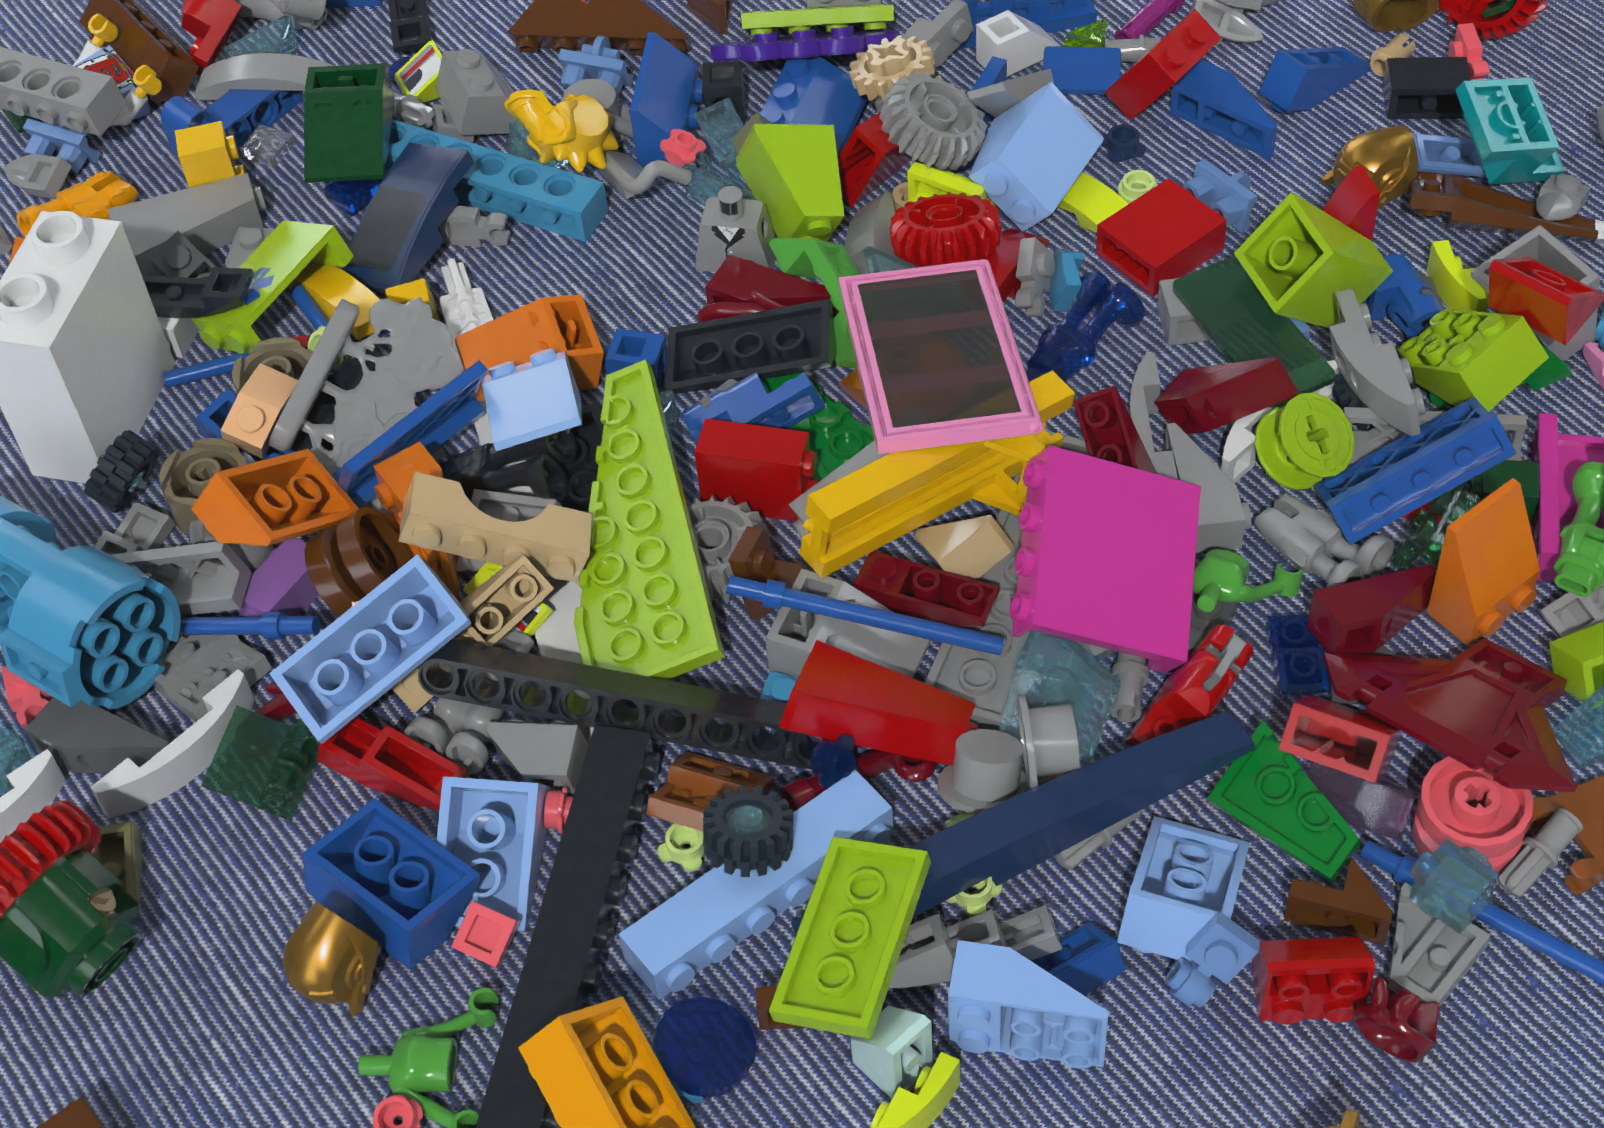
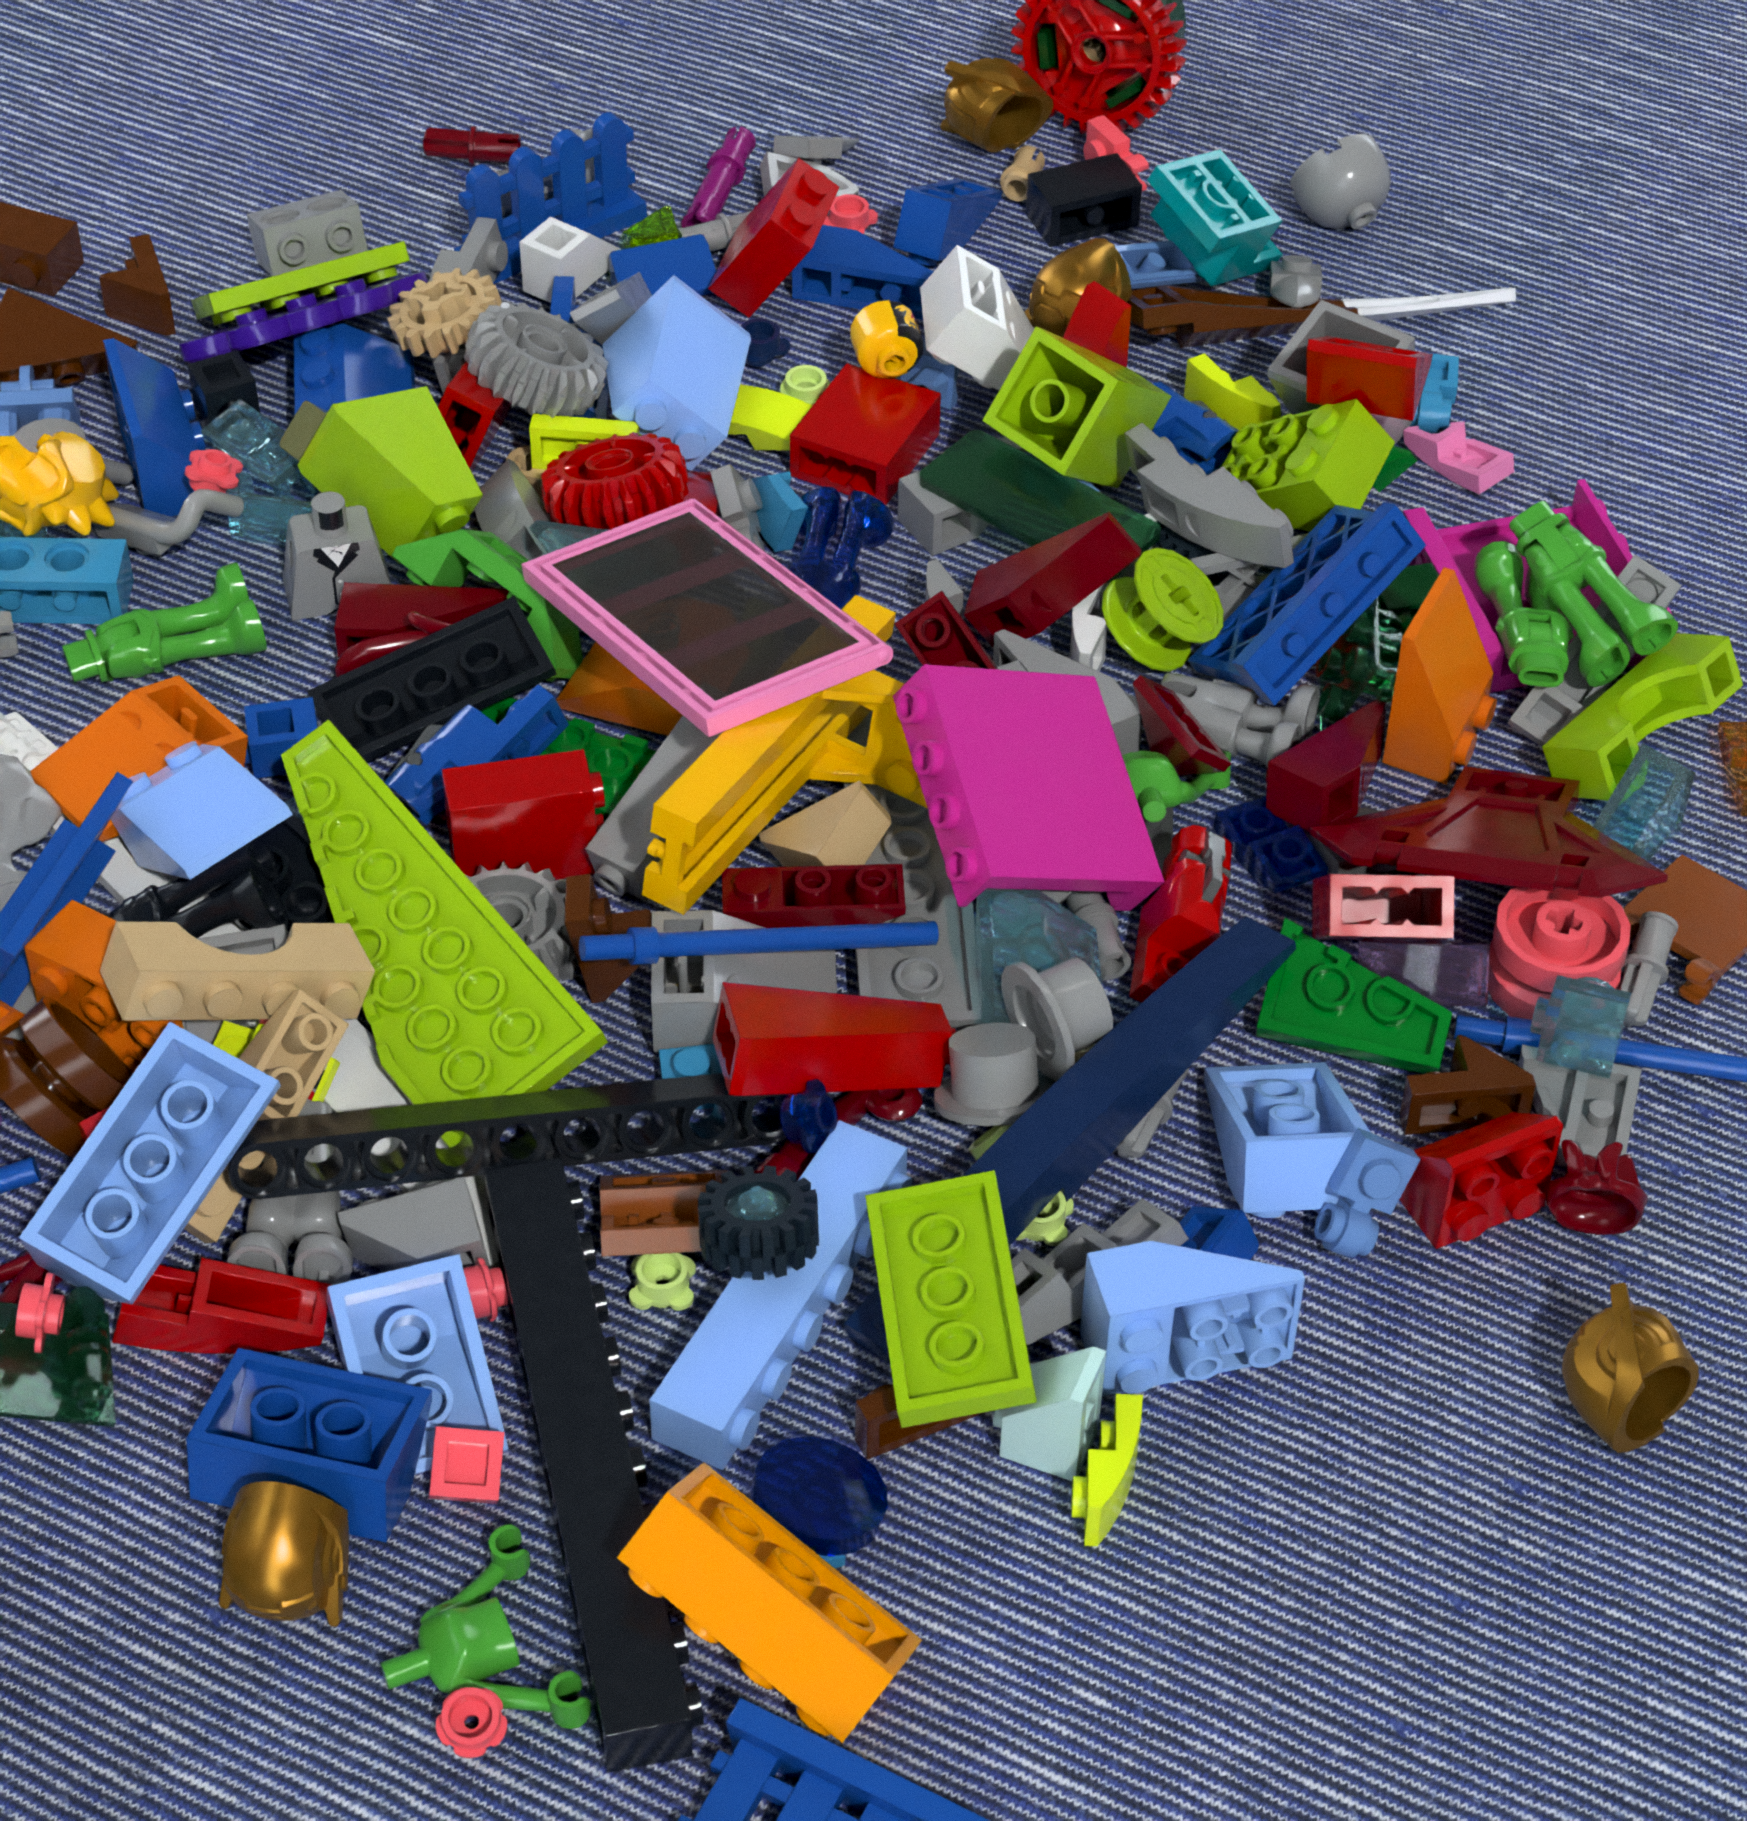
camera: 30 degrees left, 5 degrees down
(267, 728) = (39, 1312): none -> coral plate
(580, 259) = (147, 640): none -> bright green piece
(1200, 168) = (886, 339): none -> yellow head
(1241, 59) = (851, 212): none -> coral plate
(1264, 540) = (1175, 731): none -> dark red slope
(1273, 163) = (973, 318): none -> white slope

